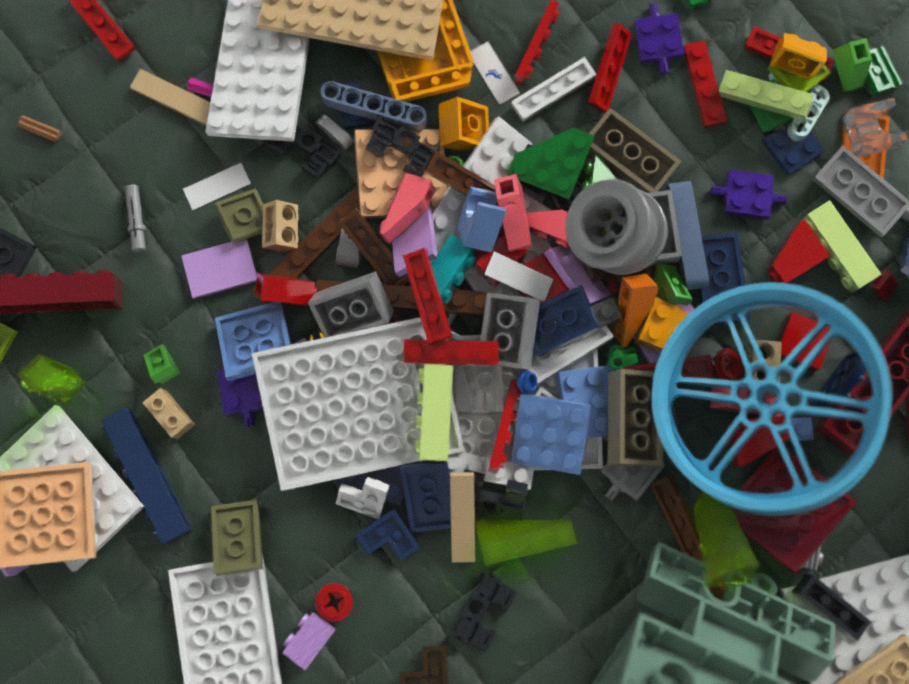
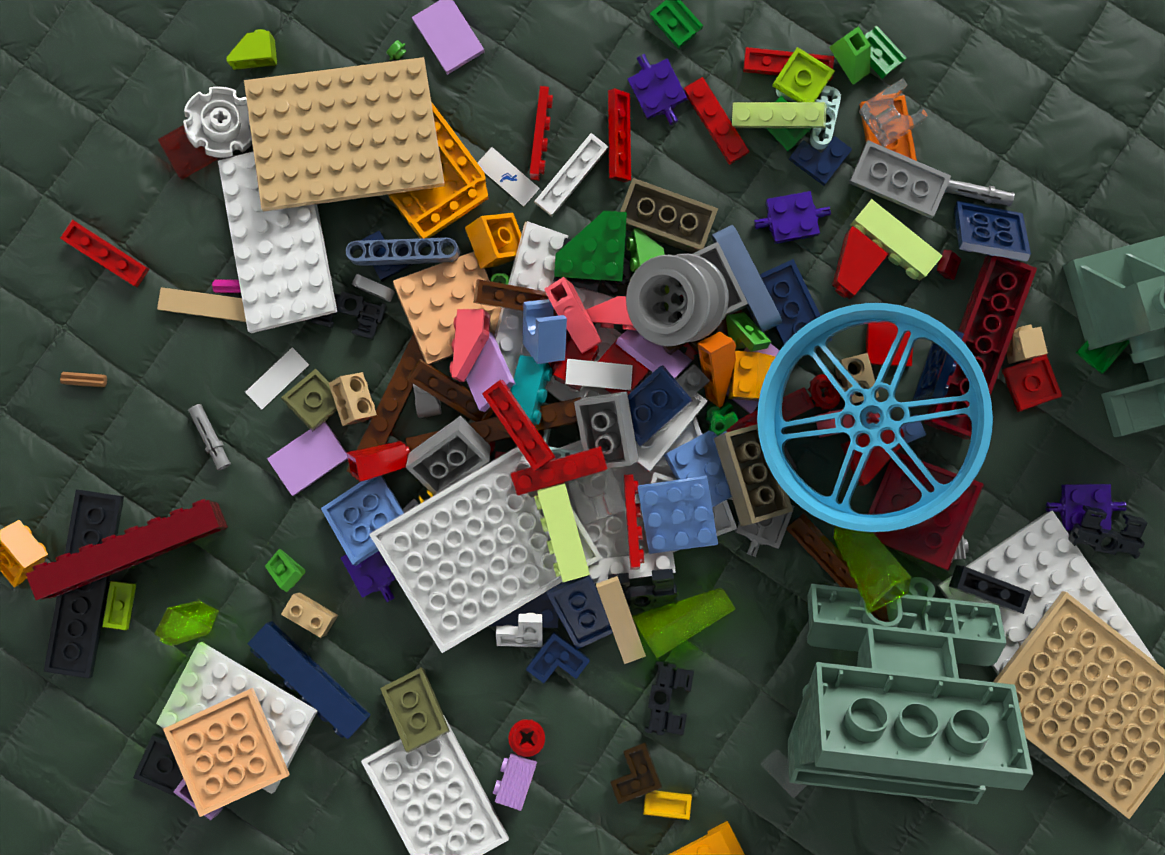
camera: 15 degrees left, 5 degrees up
(388, 134) = (463, 281): black piece -> none
(527, 381) = (639, 473): blue plate -> none
(798, 56) = (799, 66): light orange slope -> none

